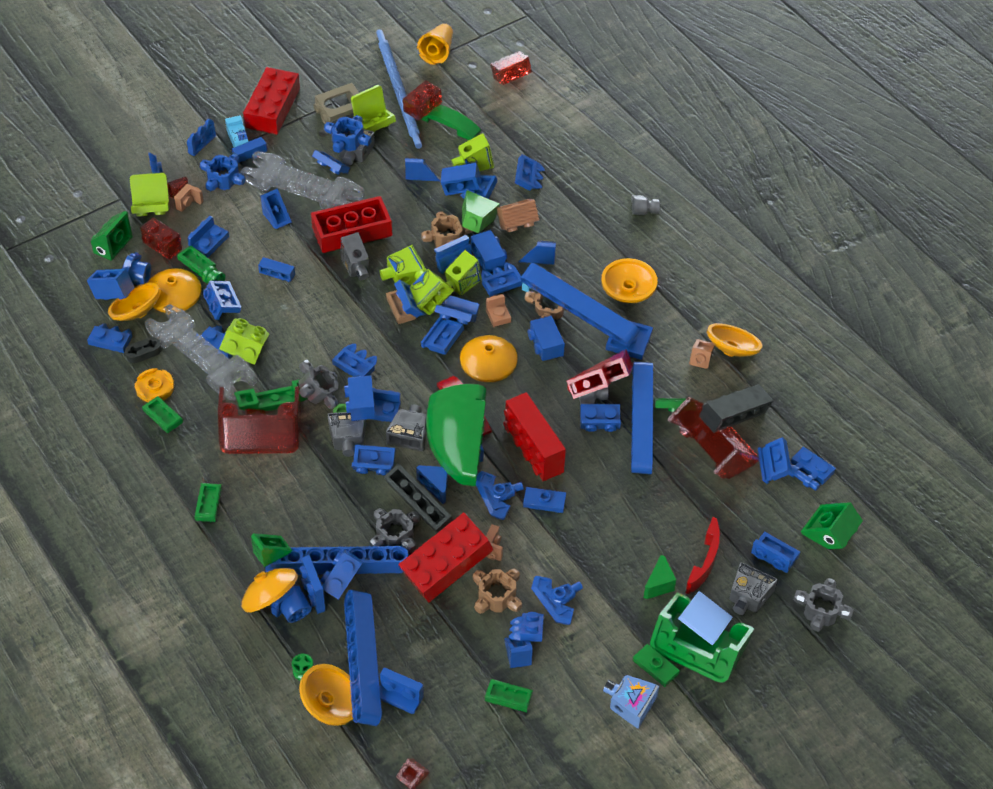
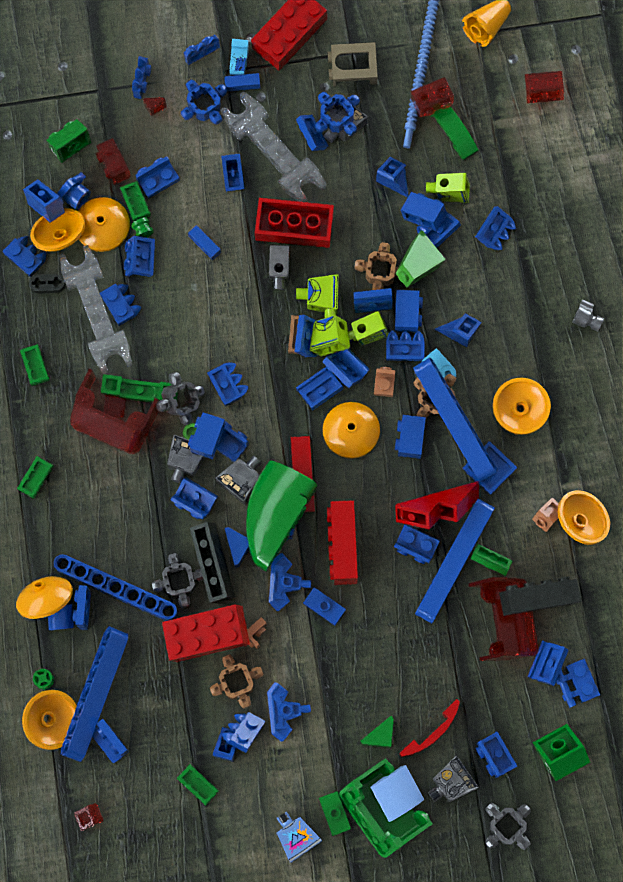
camera: 30 degrees right, 25 degrees up
(149, 194) = (122, 106): lime bracket -> none
(153, 384) = (41, 327): light orange tile -> none
(186, 196) = (155, 119): nougat bracket -> none
(244, 340) = (139, 315): lime bracket -> none
(269, 548) = (61, 558): green slope -> none
(344, 570) = (110, 609): blue brick -> none
(372, 109) = (378, 88): lime bracket -> none
(517, 214) = (457, 278): nougat brick -> none

